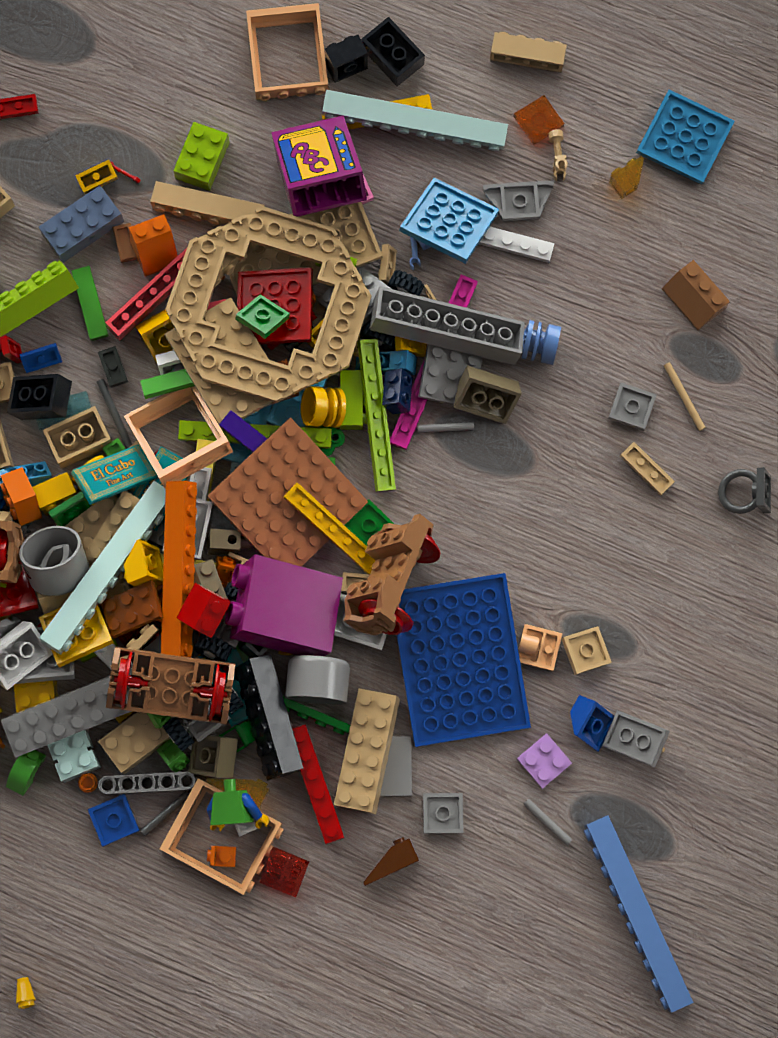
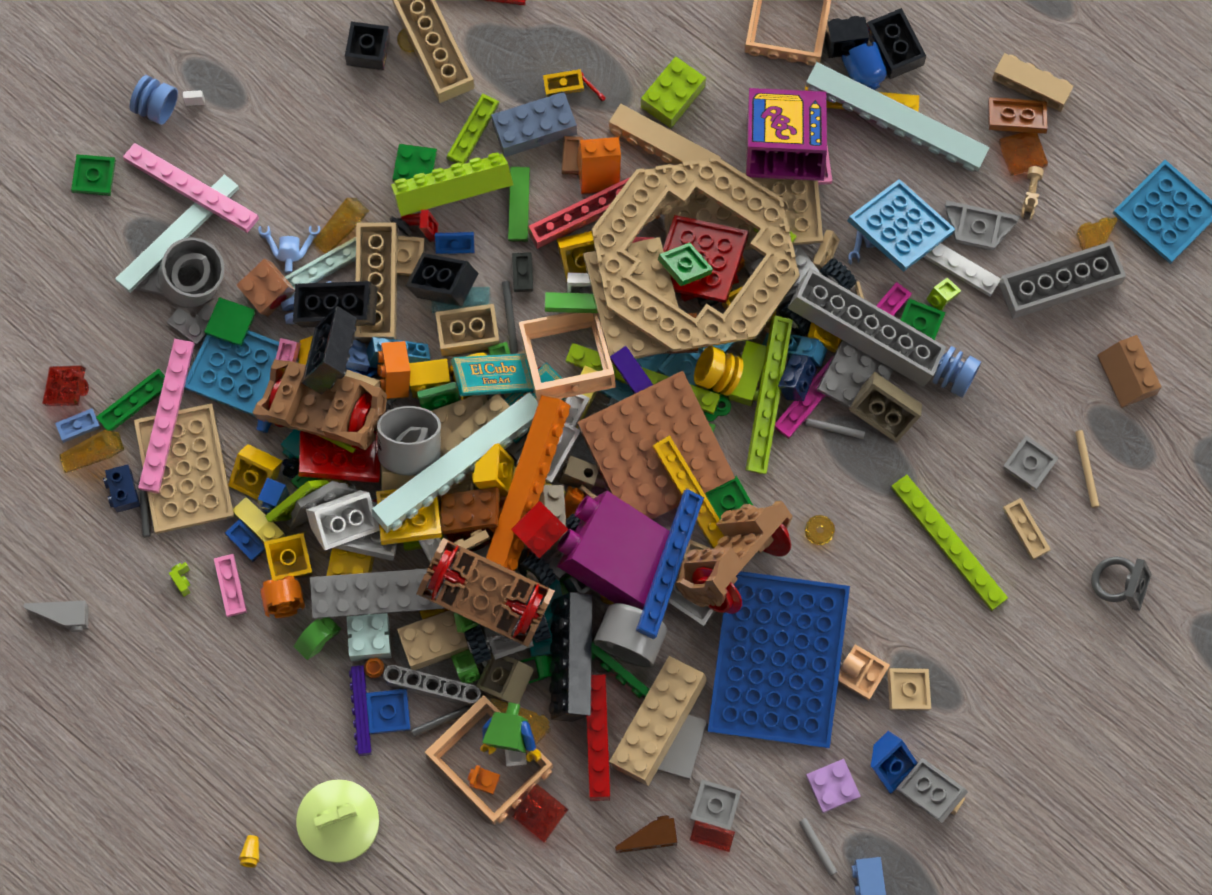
camera: 20 degrees right, 5 degrees down
(25, 245) = (472, 129): none -> lime tile
(86, 827) = (360, 711): none -> dark purple piece
(97, 938) = (337, 821): none -> yellowish green bracket
(334, 604) = (669, 564): none -> blue tile
(372, 80) = (865, 65): none -> blue cylinder
(448, 842) = (712, 836): none -> clear red tile
(454, 532) = (819, 538): none -> clear yellow piece
(494, 301) = (923, 318): none -> green plate
(506, 273) = (942, 294): none -> lime bracket
(524, 87) = (1017, 115): none -> dark orange plate
(581, 502) = (949, 542): none -> lime plate
(610, 228) = (1062, 279): none -> light grey brick

